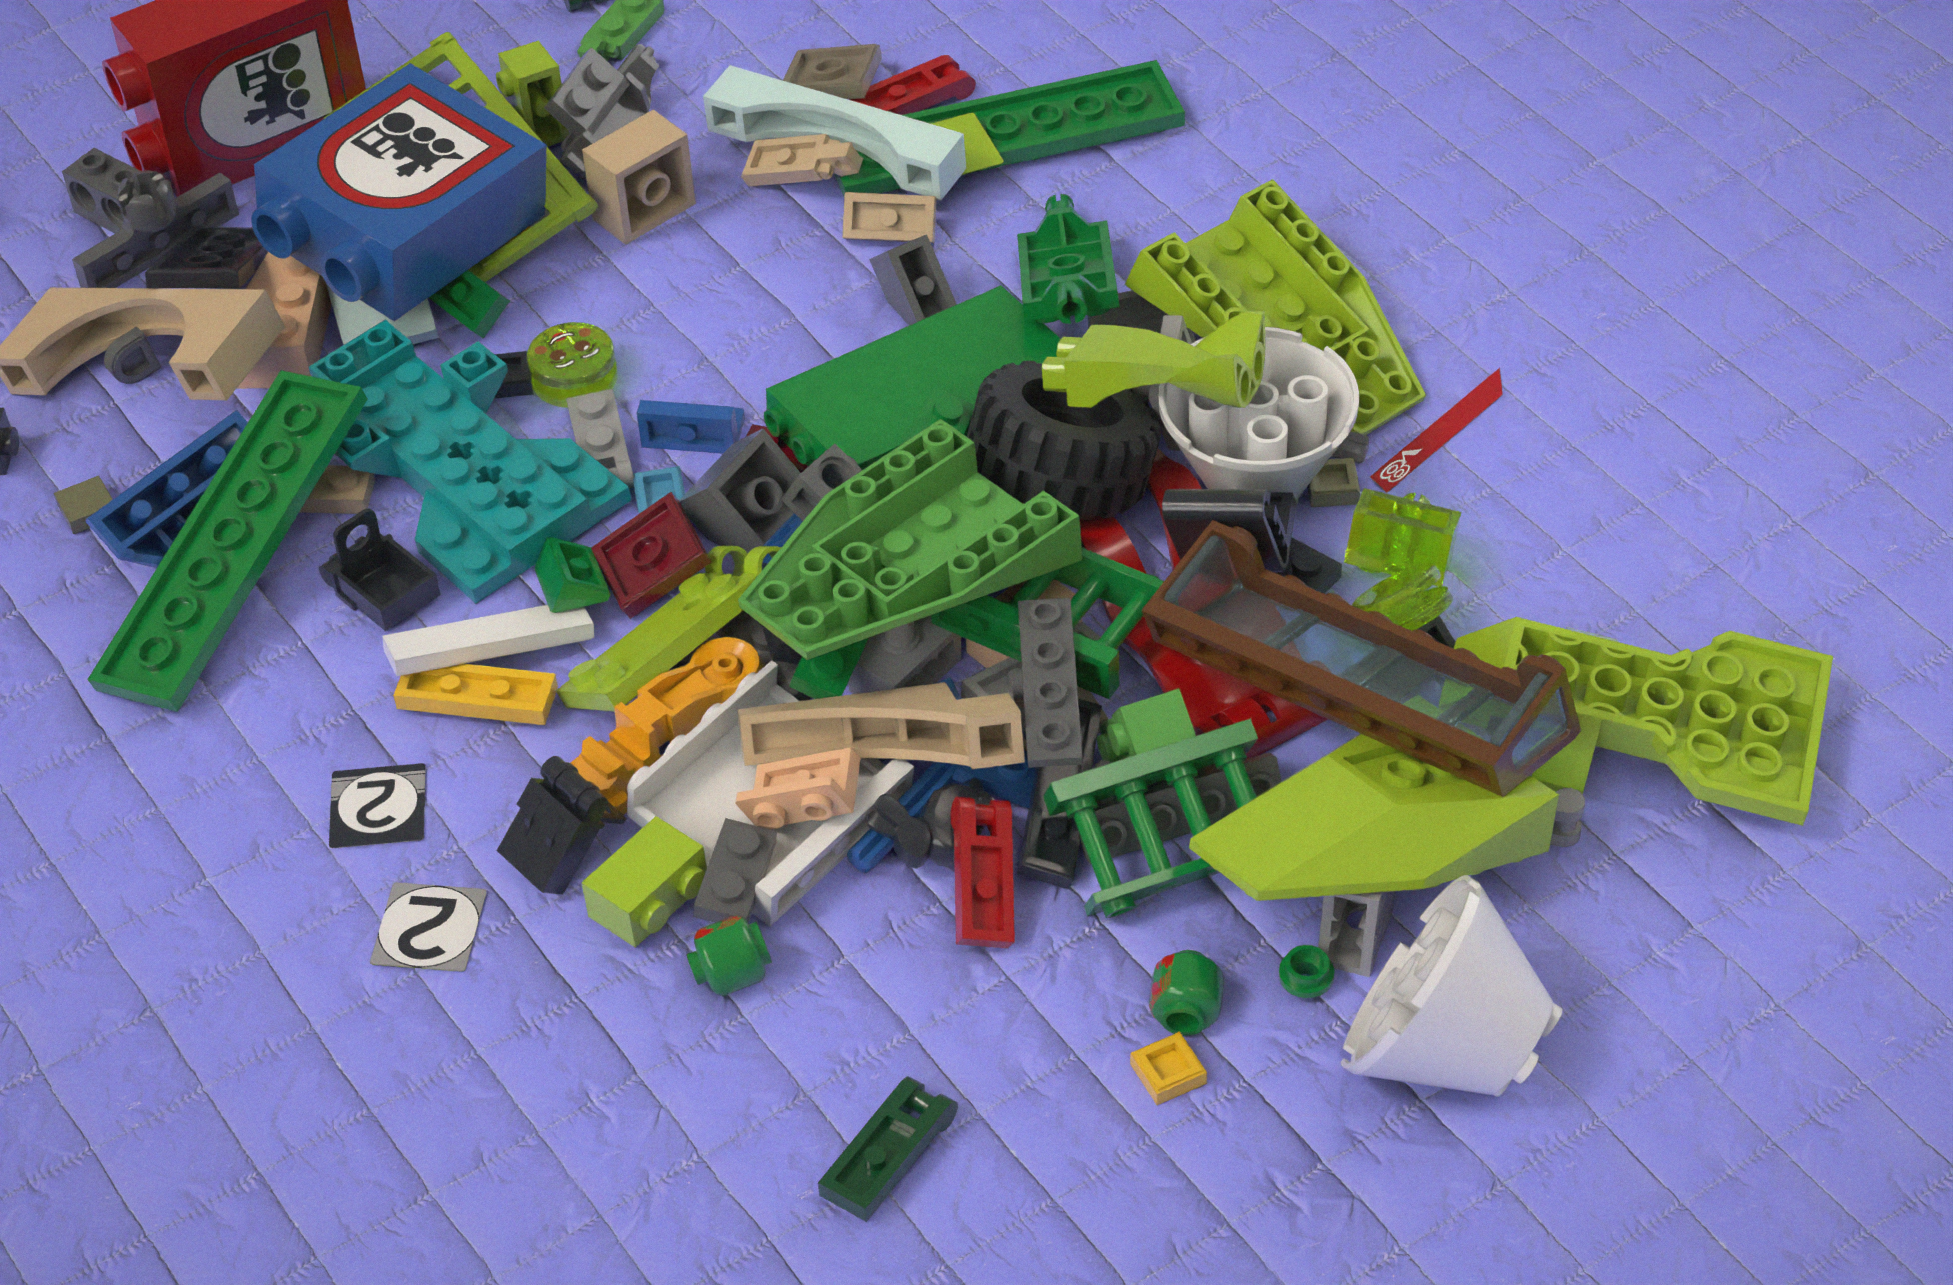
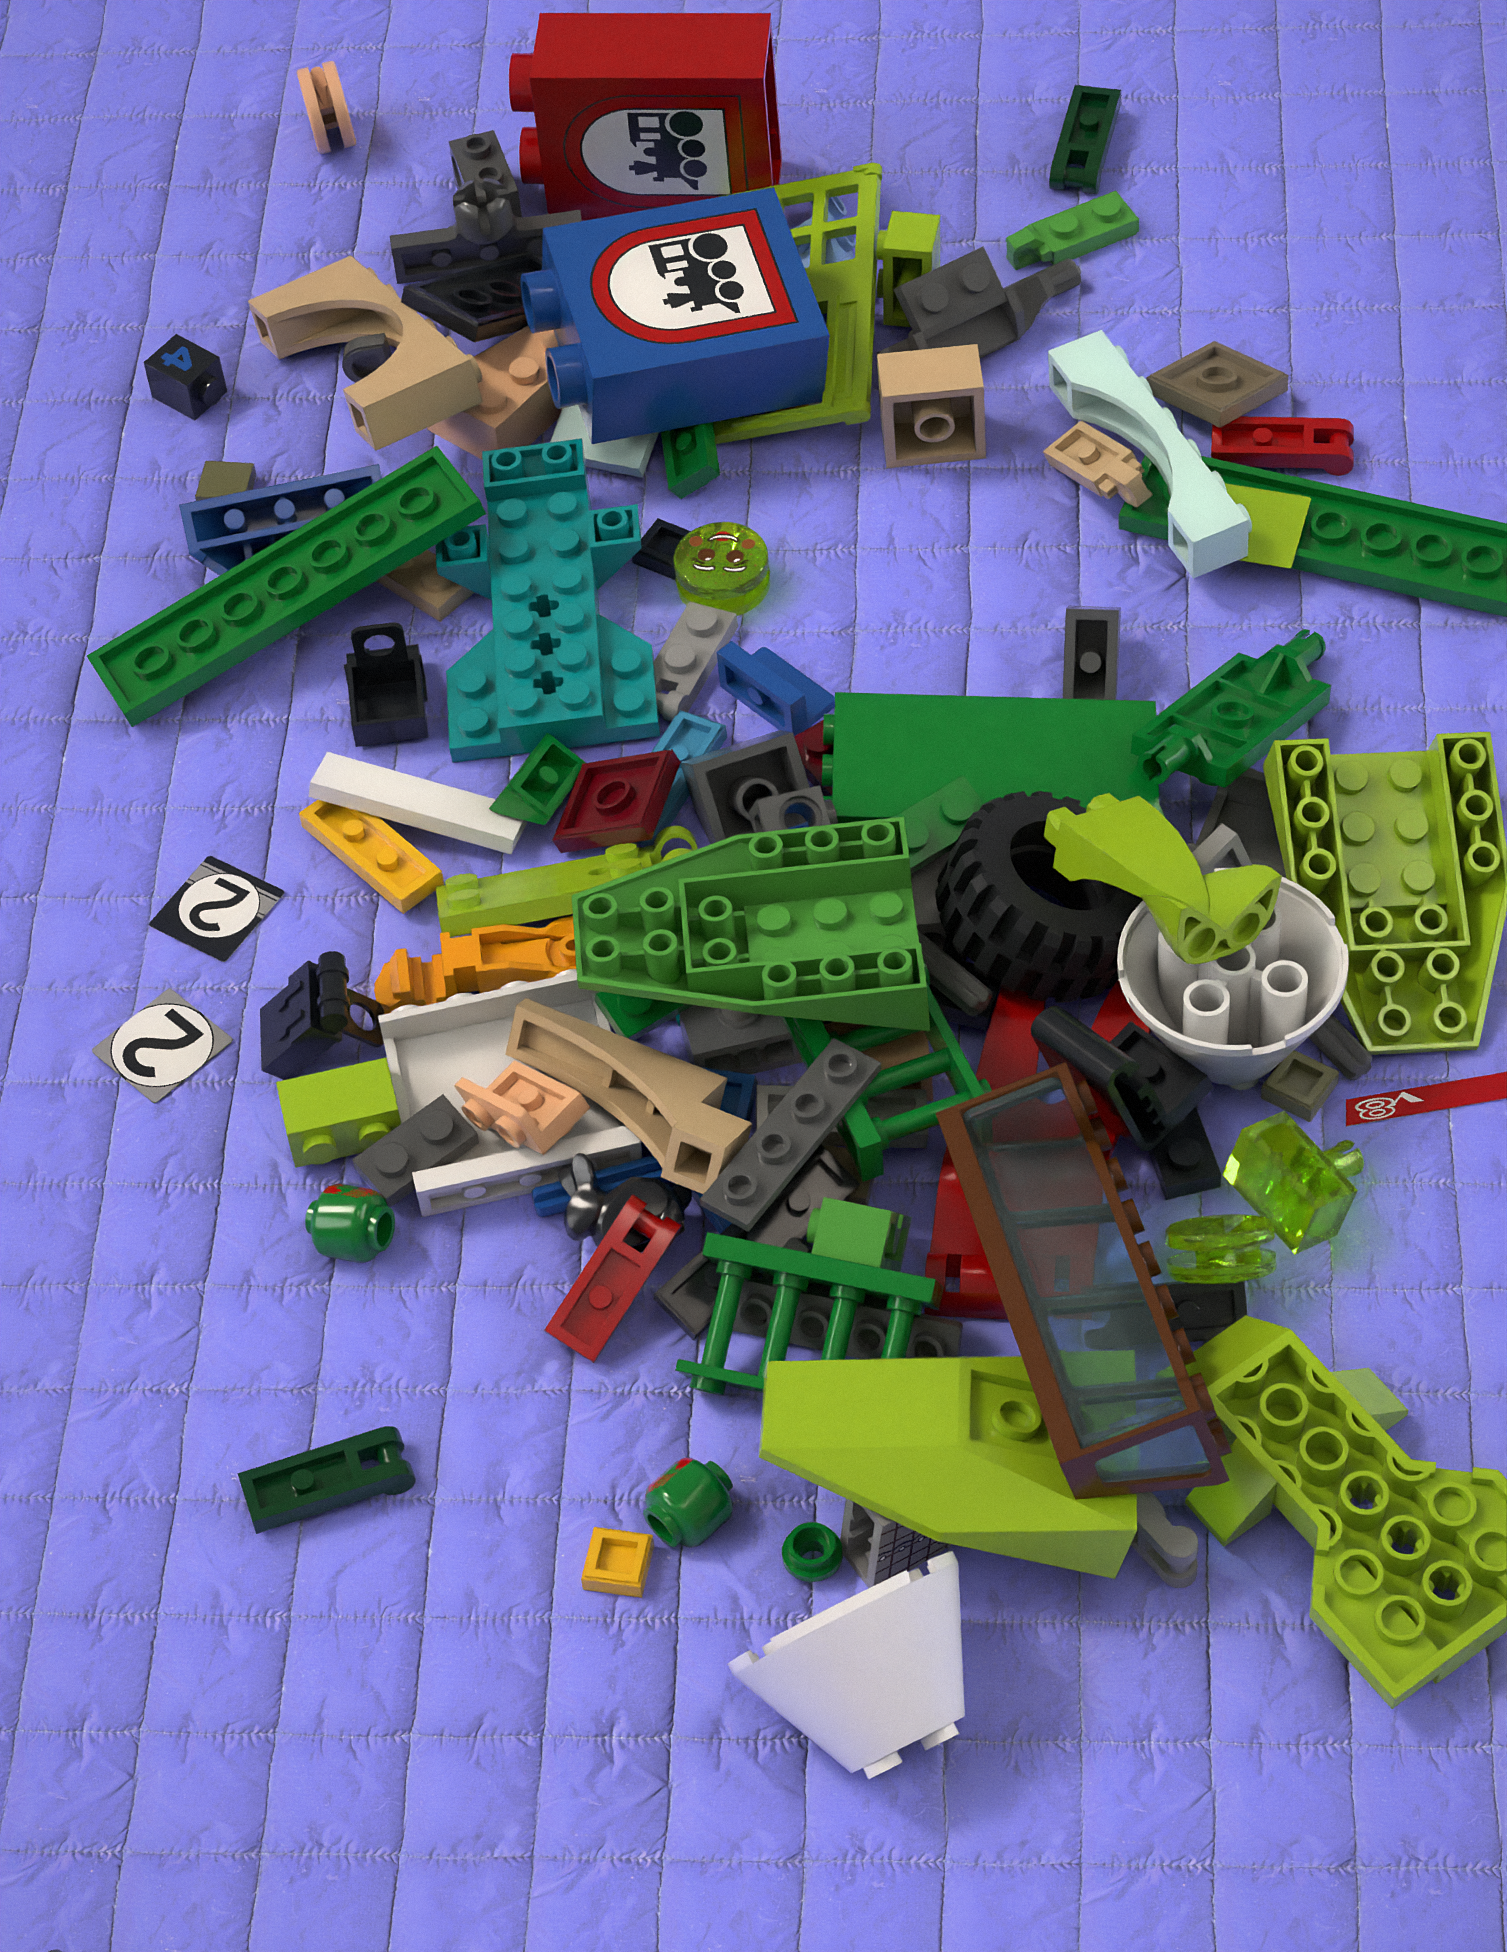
camera: 40 degrees right, 5 degrees up
(888, 217) = (1134, 570): tan plate -> none

